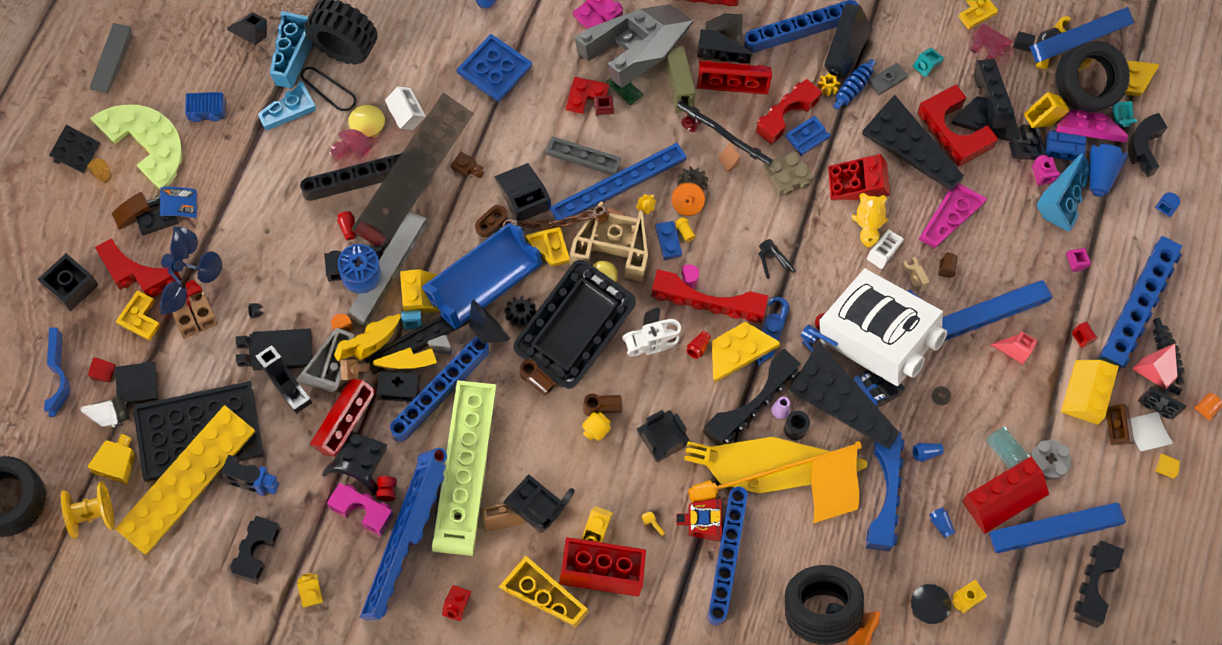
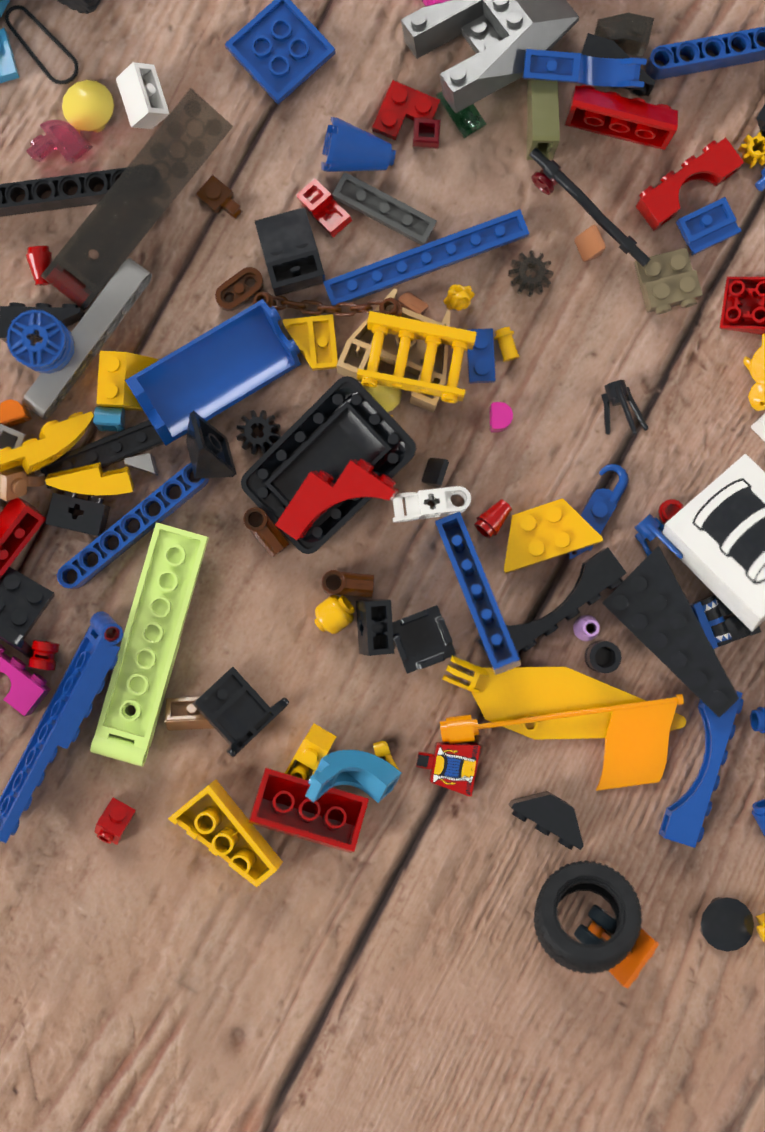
camera: 10 degrees right, 20 degrees up
(541, 162) = (323, 207): none -> slope
(555, 121) = (354, 149): none -> blue cone
(573, 341) = (320, 494): none -> red arch
(628, 429) = (375, 627): none -> black brick
(629, 223) = (407, 331): none -> yellow fence
(632, 532) = (355, 769): none -> dark azure arch
(688, 199) = (519, 300): orange piece -> none
(698, 391) = (478, 593): none -> blue brick
(701, 50) = (582, 69): none -> blue piece
(724, 564) = (474, 832): blue beam -> none
(745, 306) = (573, 473): red arch -> none
(783, 544) = (550, 816): none -> black slope

